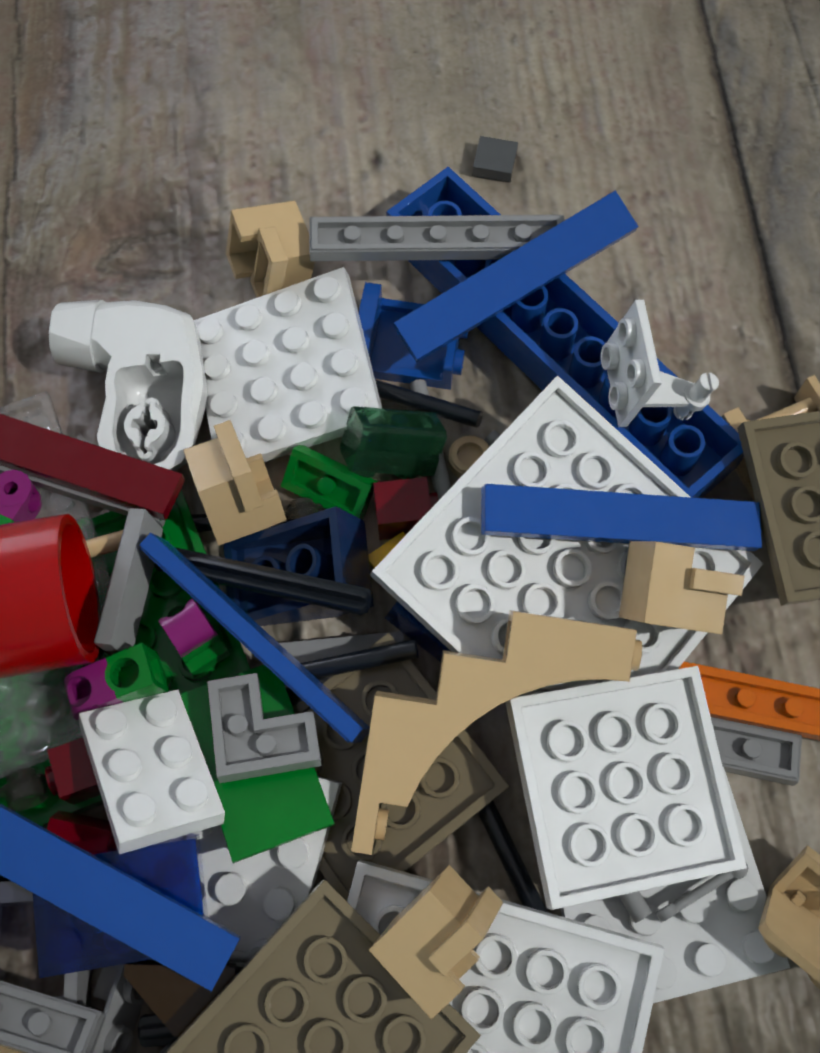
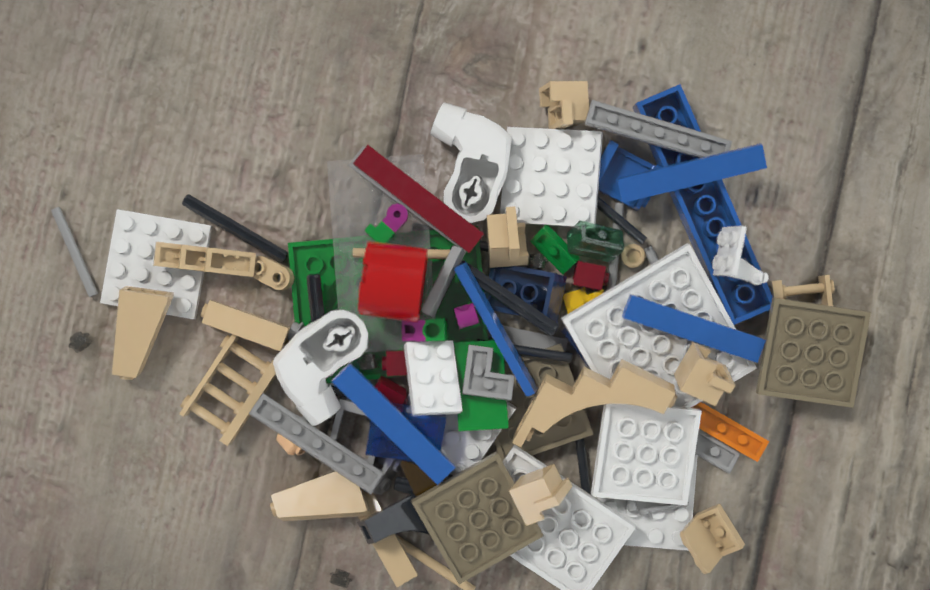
camera: 20 degrees right, 20 degrees up
(495, 159) = (712, 72): dark grey tile -> none

